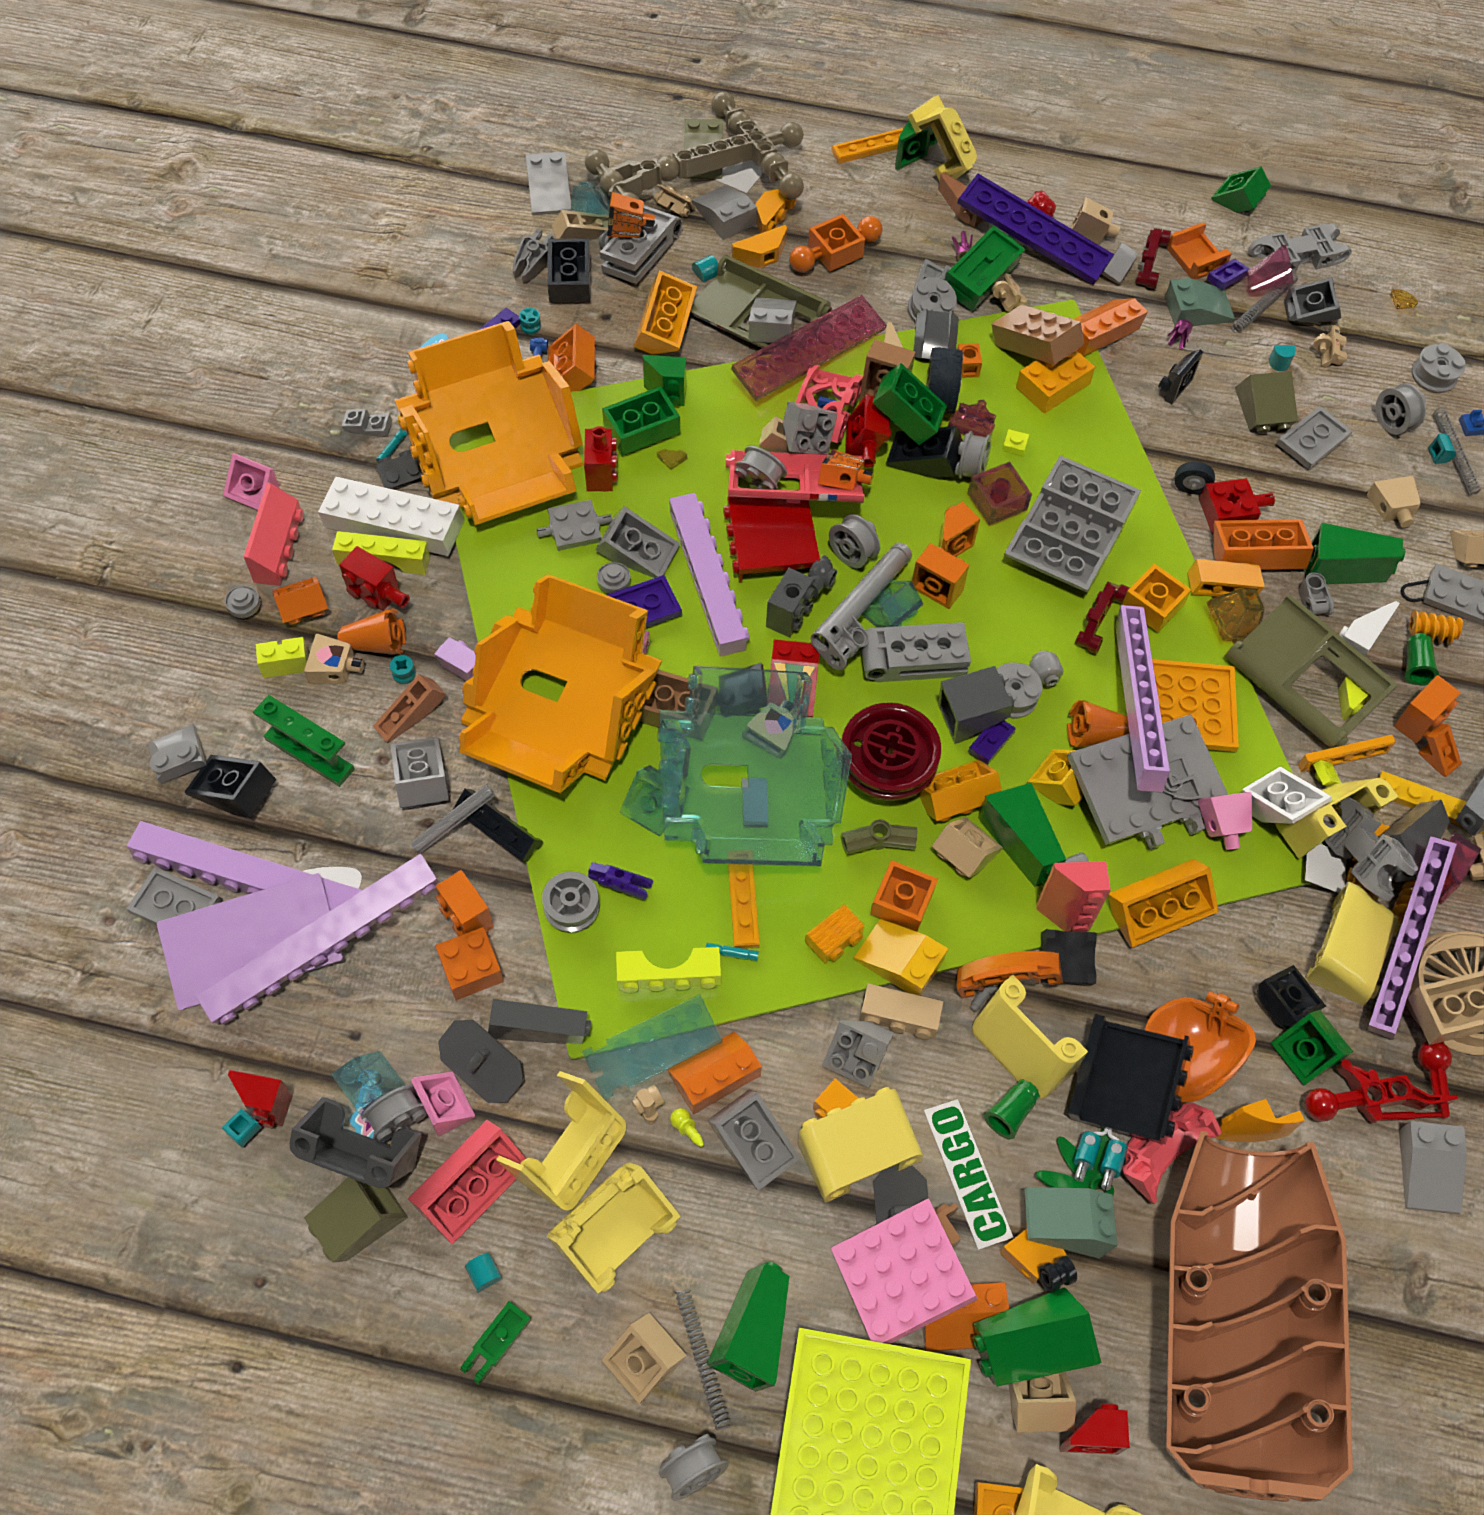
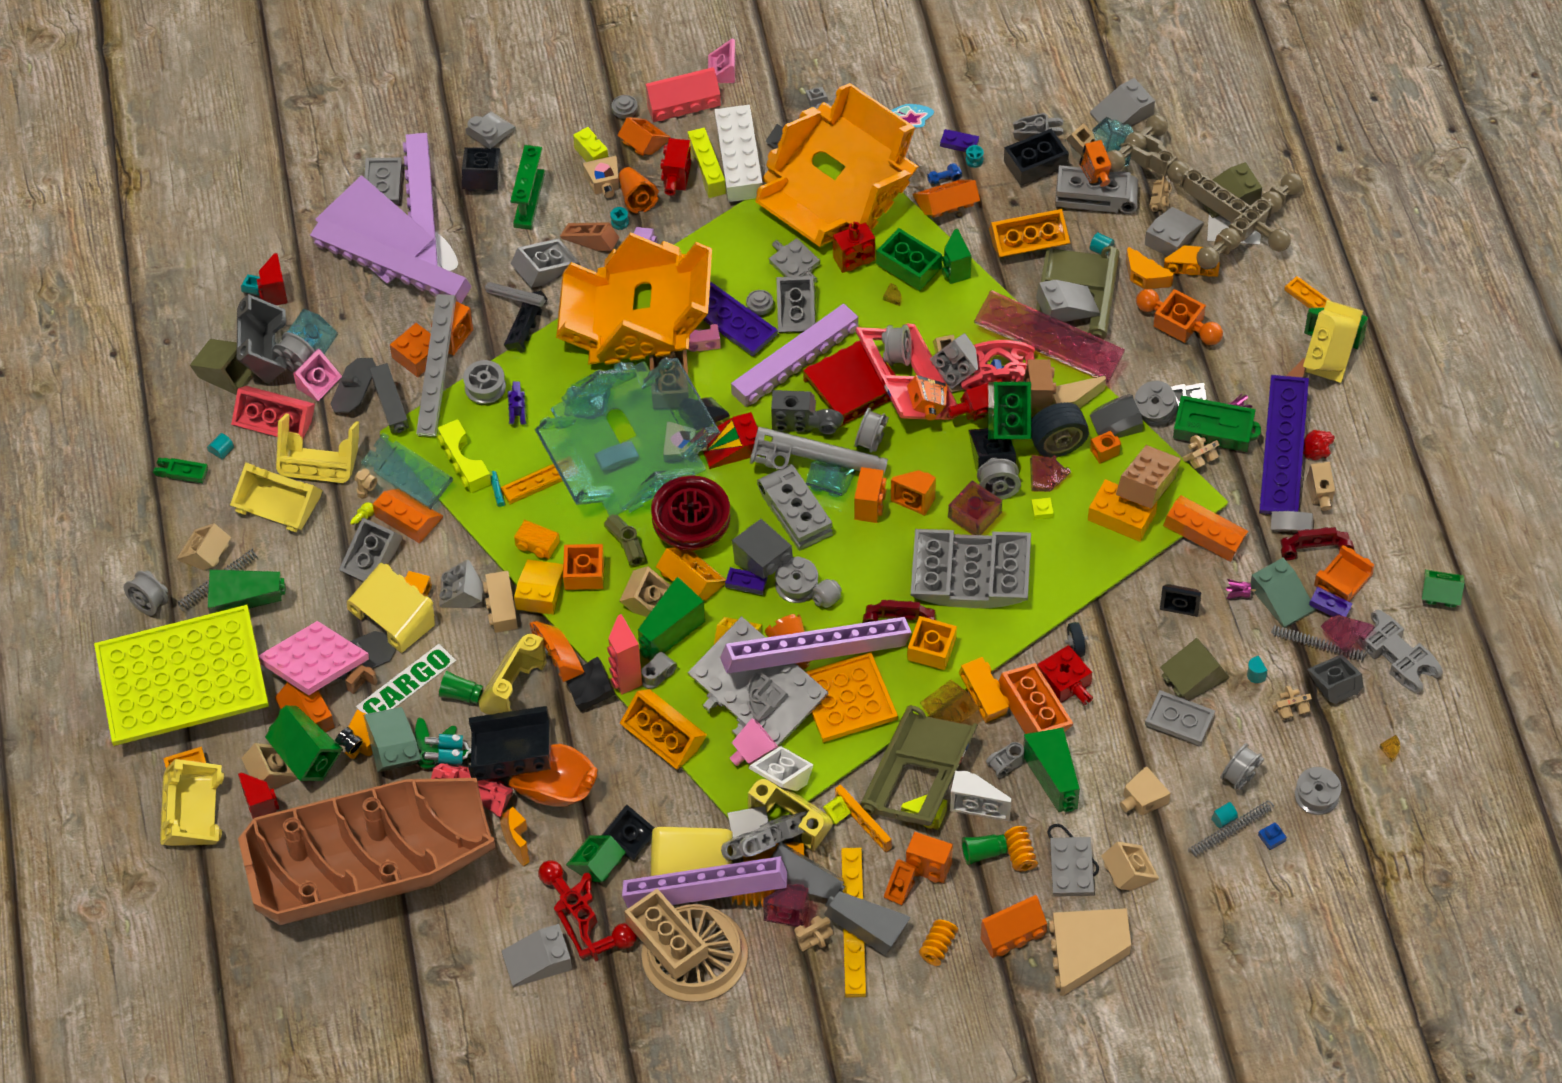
camera: 70 degrees right, 5 degrees down
(522, 943) = (436, 365): none -> light grey plate

